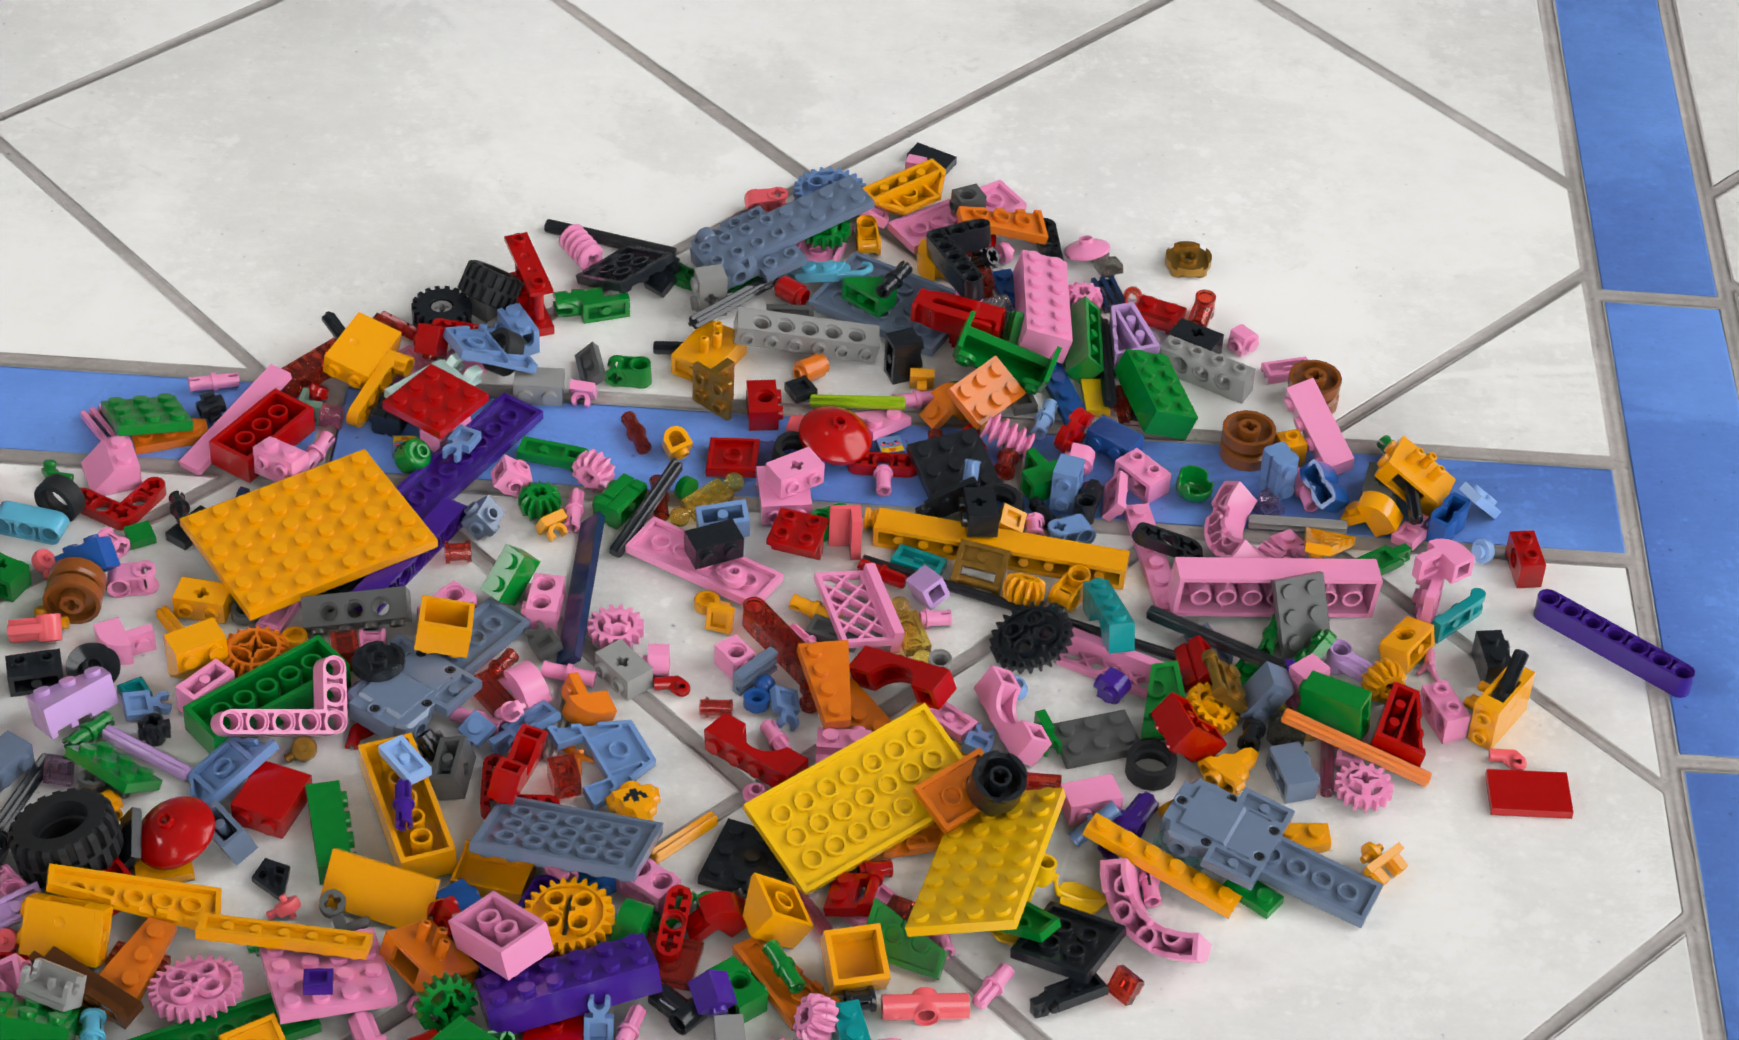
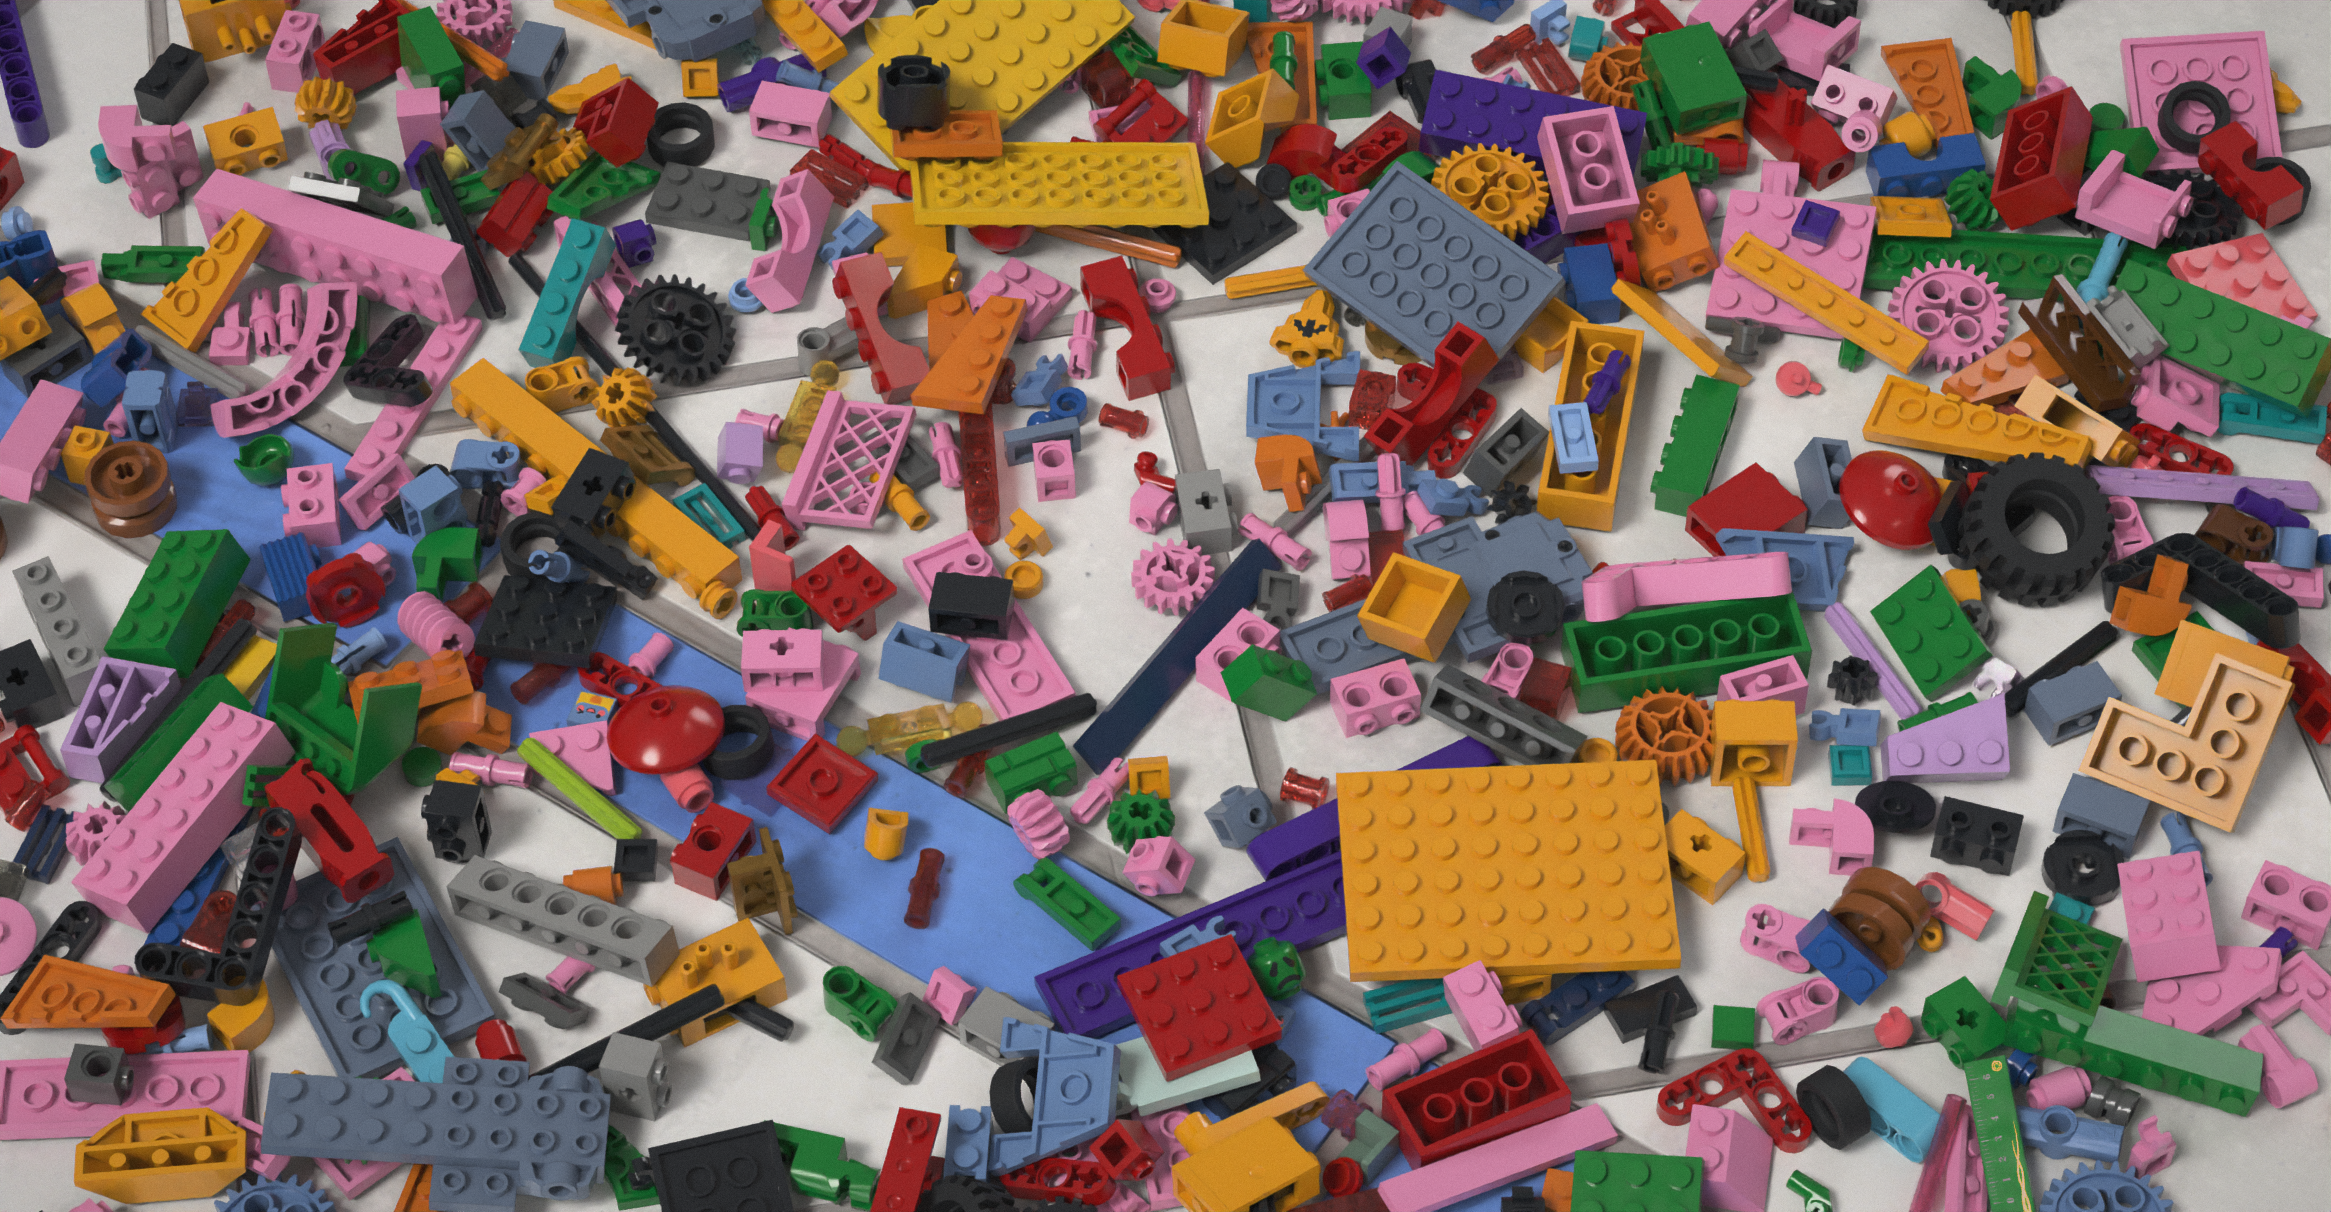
camera: 145 degrees left, 10 degrees up
(272, 877) = (1791, 427): black piece -> none

